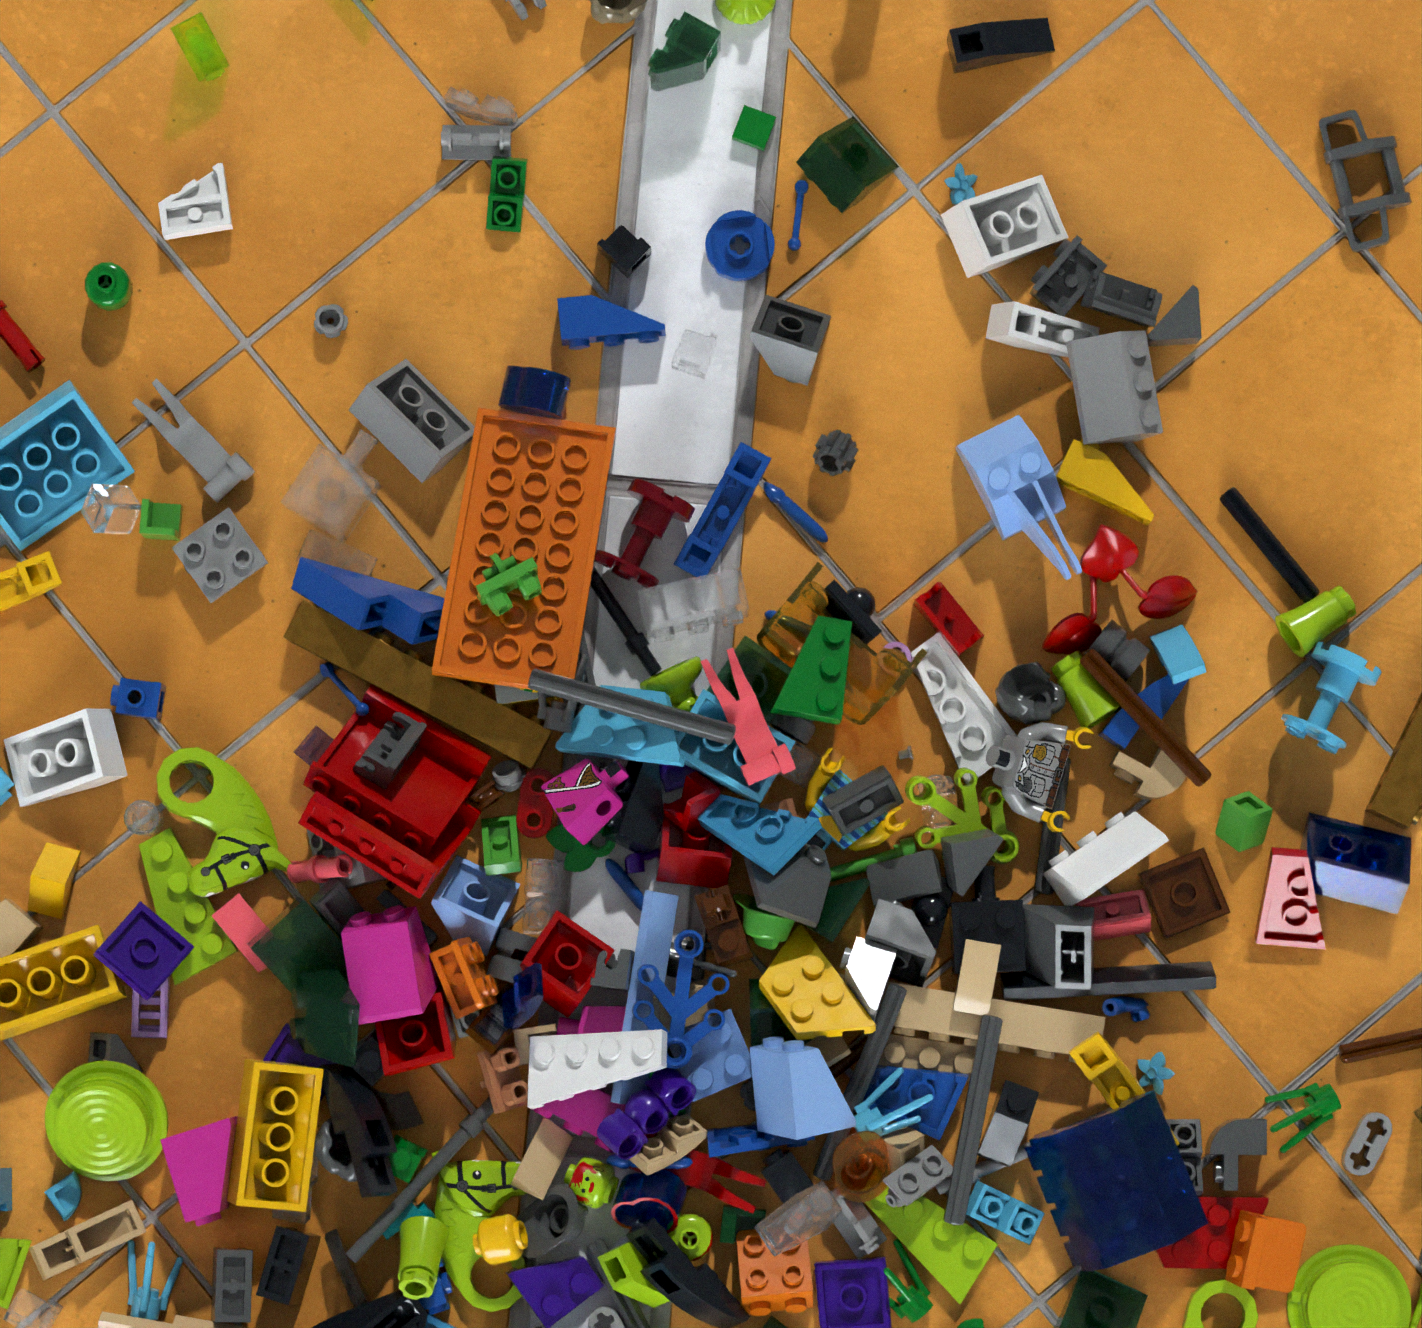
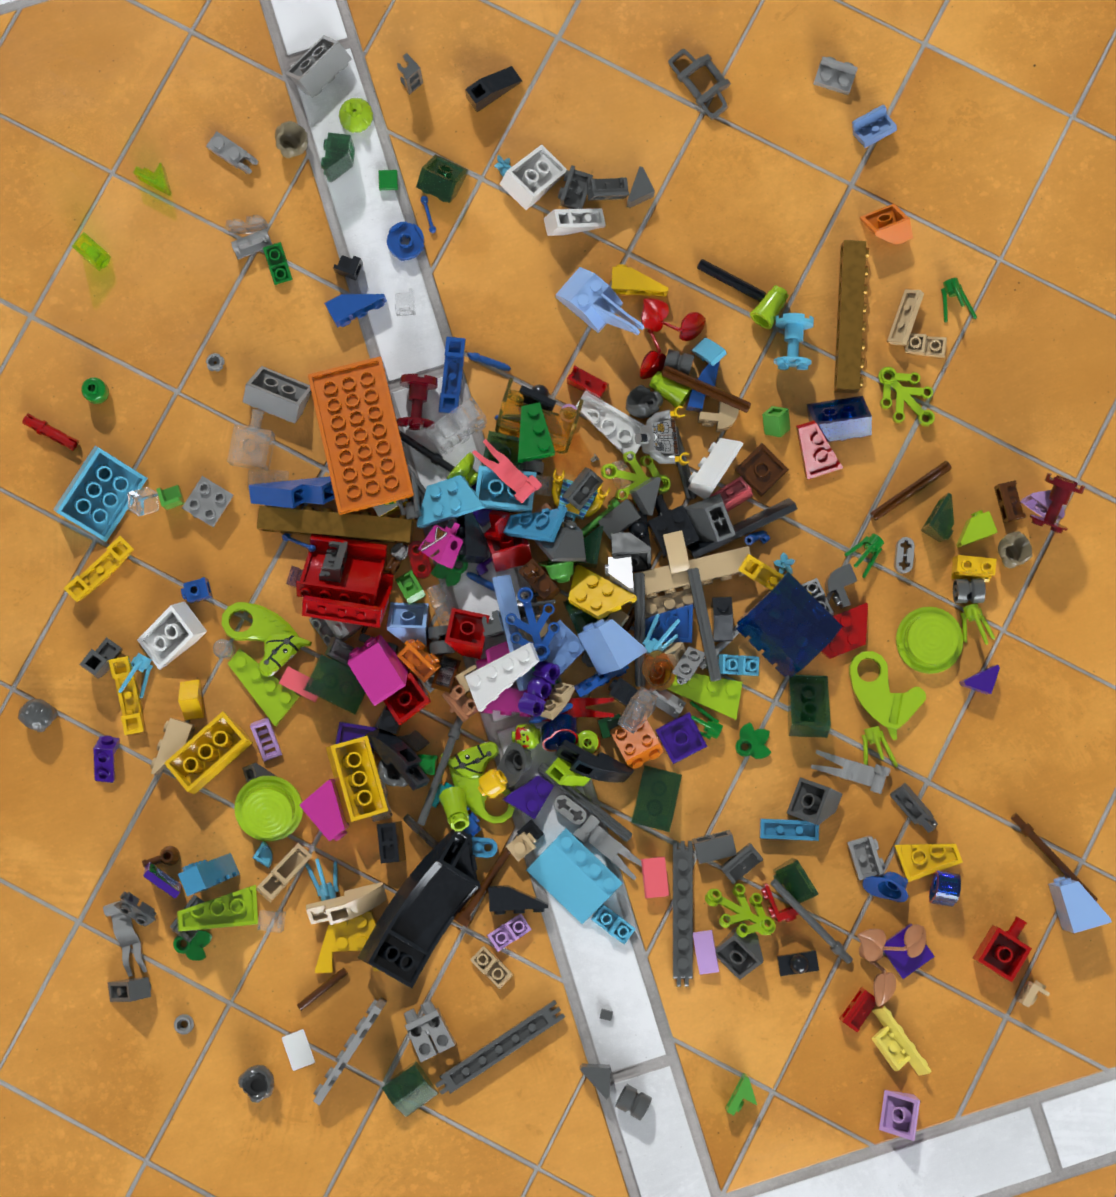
camera: 20 degrees left, 0 degrees up
(143, 951) = (251, 714): dark purple tile -> none
(198, 207) = (124, 333): white wing -> none
(198, 446) = (174, 452): light grey flag -> none
(231, 1285) = (366, 864): dark grey hinge -> none
(320, 868) = (323, 636): coral pin -> none
(325, 1016) = (357, 708): clear green slope -> none
(505, 577) = (356, 450): bright green hips -> none
(525, 998) = (454, 656): clear blue slope -> none
(534, 392) = (332, 354): clear blue piece -> none
(542, 1159) = (496, 735): tan slope -> none
(631, 706) = (446, 488): dark grey axle -> none
(789, 338) = (449, 276): dark grey slope -> none
(835, 452) = (496, 323): dark grey gear -> none
(1114, 387) = (622, 233): light grey slope -> none
(1265, 1252) = (877, 629): orange bracket -> none

